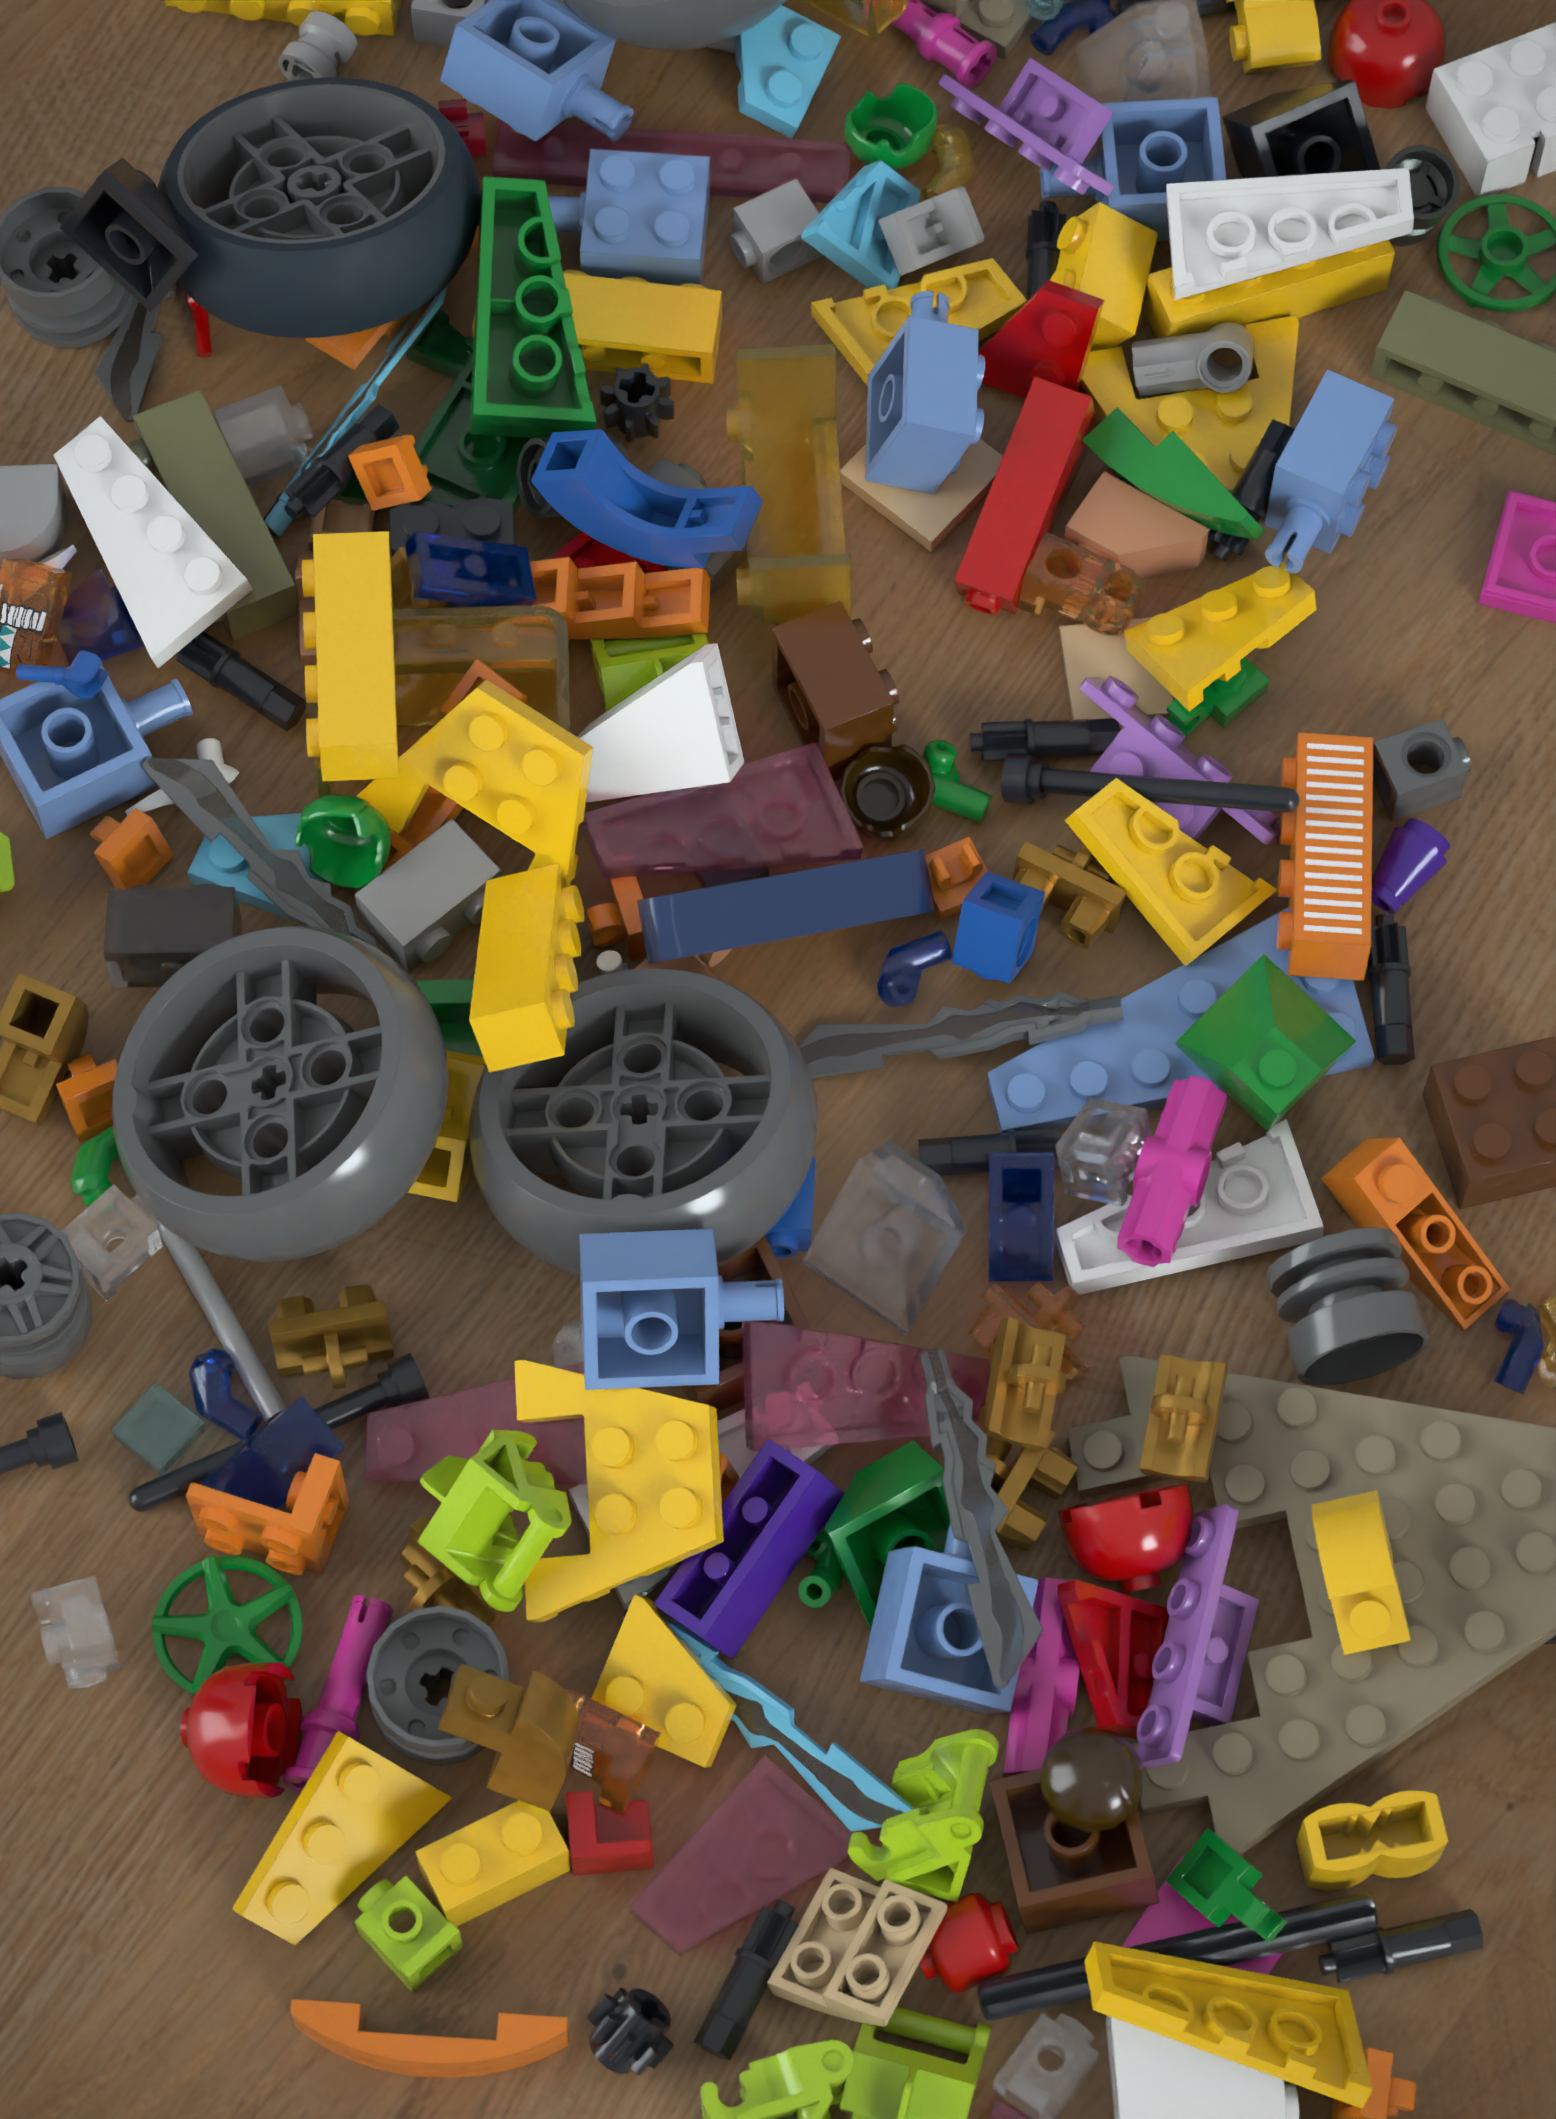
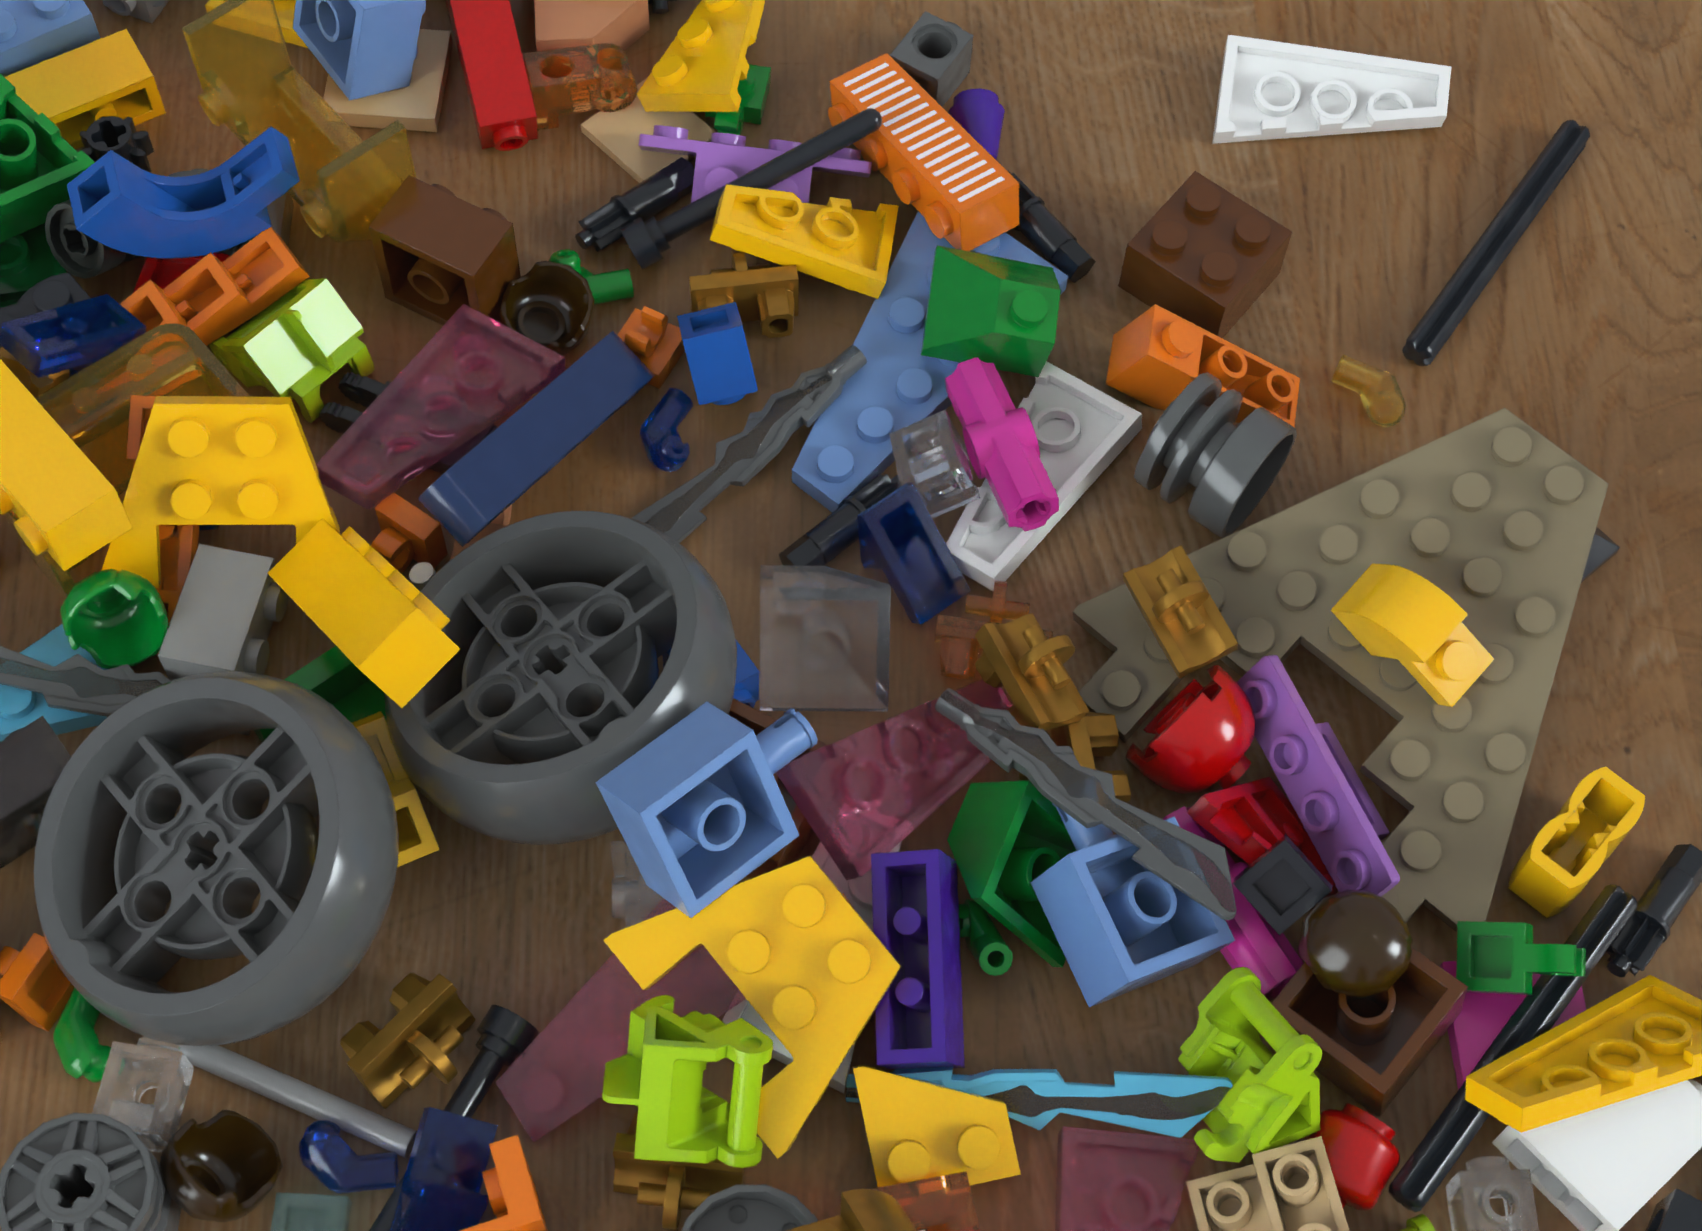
camera: 40 degrees left, 5 degrees down
(127, 1333) = (220, 1167): none -> dark brown hair
(667, 734) = (340, 358): white slope -> none
(1082, 1694) = (1282, 884): none -> black plate
(1525, 1347) = (1346, 403): clear blue arm -> none

